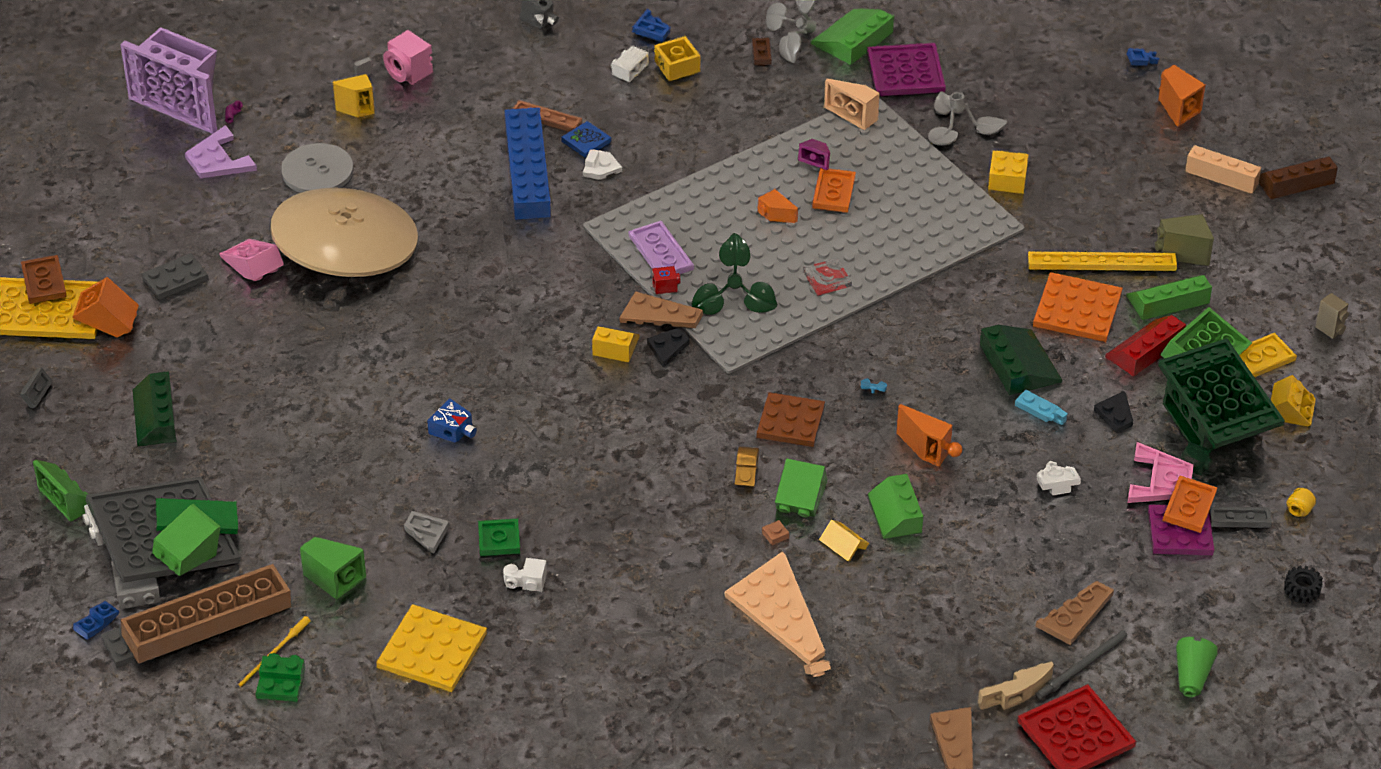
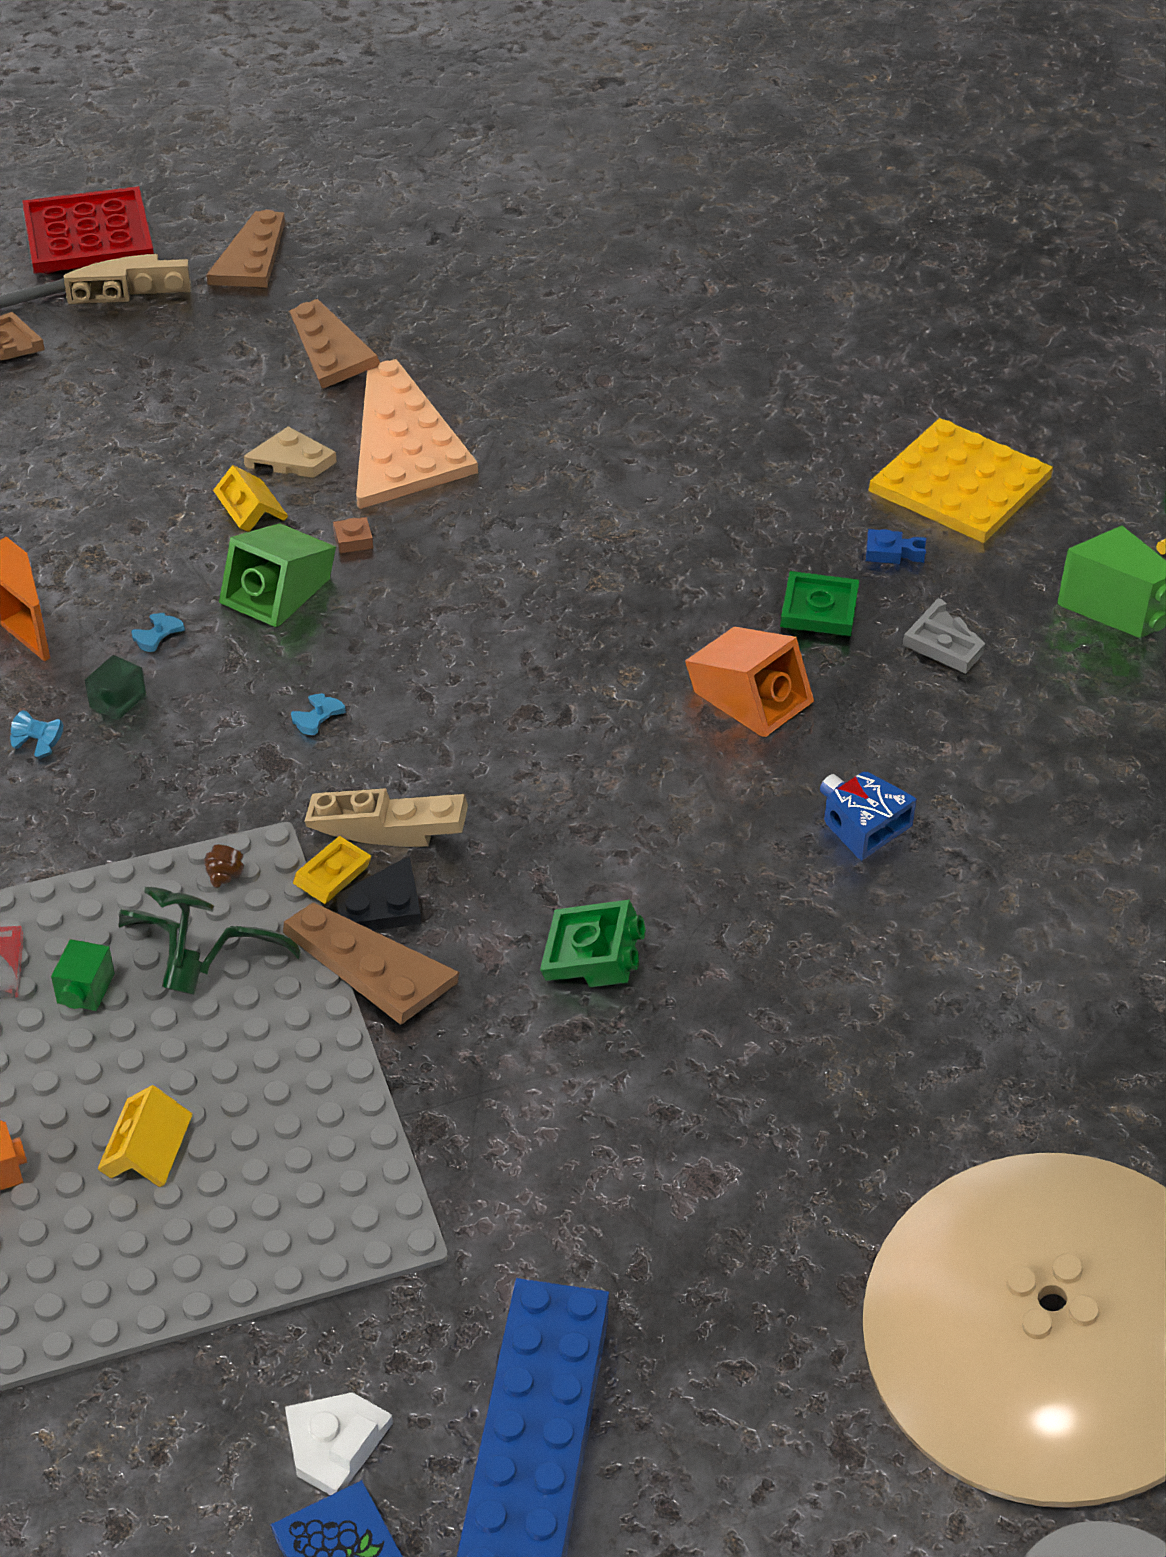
camera: 165 degrees left, 0 degrees up
(467, 589) = (890, 547): none -> blue plate
(527, 477) = (752, 677): none -> orange slope
(529, 578) = (783, 529): white brick -> none
(563, 336) = (593, 943): none -> green plate
(614, 344) = (487, 916): yellow slope -> none
(660, 247) = (300, 1114): lavender tile -> none
(665, 280) = (328, 1011): red brick -> none
(683, 376) = (377, 819): none -> tan slope
(694, 344) = (331, 869): none -> yellow plate
(716, 224) = (146, 1136): none -> yellow panel
(738, 430) = (310, 722): none -> dark azure piece
(743, 331) = (223, 864): none -> reddish brown plate
(746, 466) = (345, 623): pearl gold brick -> none
(777, 273) = (83, 975): none -> green brick
(790, 419) = (222, 708): dark orange plate -> none
(817, 668) = (391, 345): light nougat plate -> none
(838, 580) = (292, 453): none -> tan wing
(845, 457) = (164, 625): none -> dark azure piece
(847, 411) = (115, 687): none -> clear green brick
(859, 664) = (330, 344): none -> medium nougat wing
(896, 507) = (137, 522): bright green slope -> none

